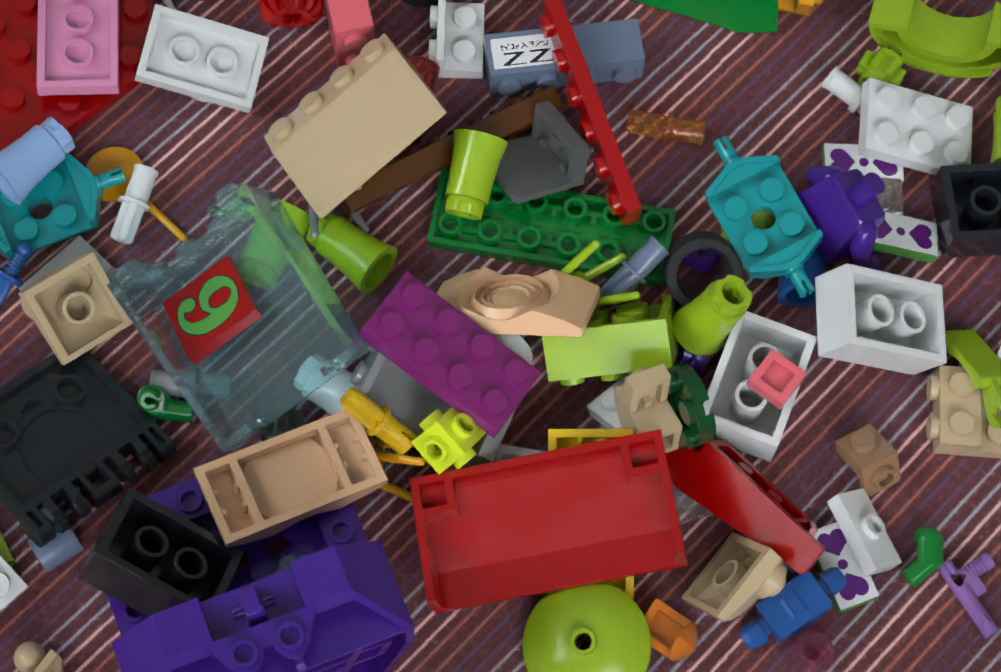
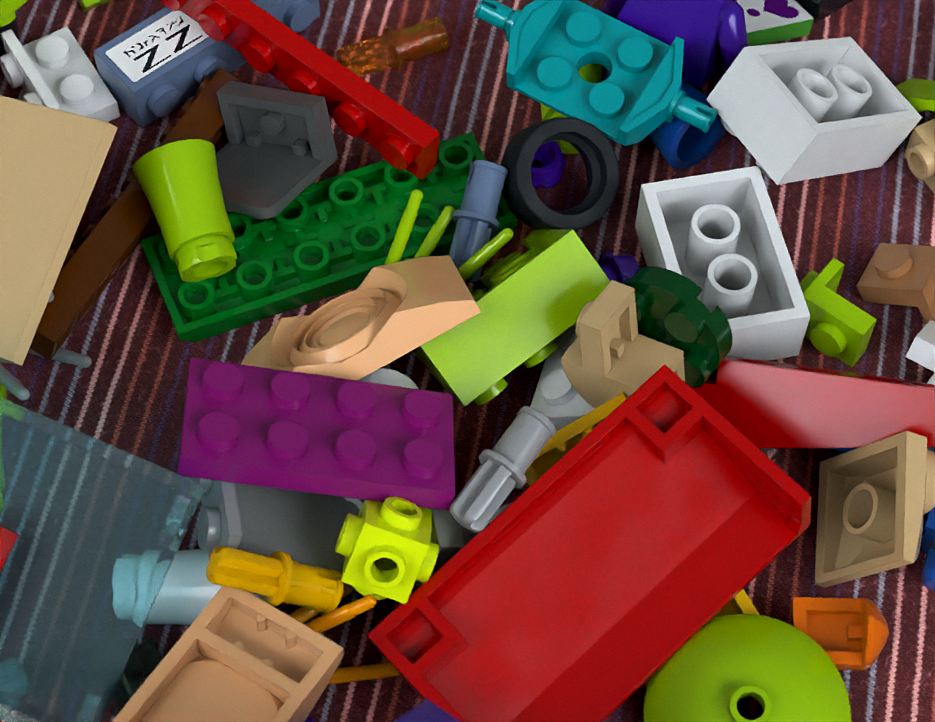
camera: 30 degrees left, 10 degrees down
(353, 251) = (91, 397): lime plant -> none
(534, 433) = (502, 469): none -> light grey axle
(711, 316) = (621, 201): lime plant -> none
(776, 379) = (753, 233): coral plate -> none
(799, 455) = (835, 323): none -> lime bracket

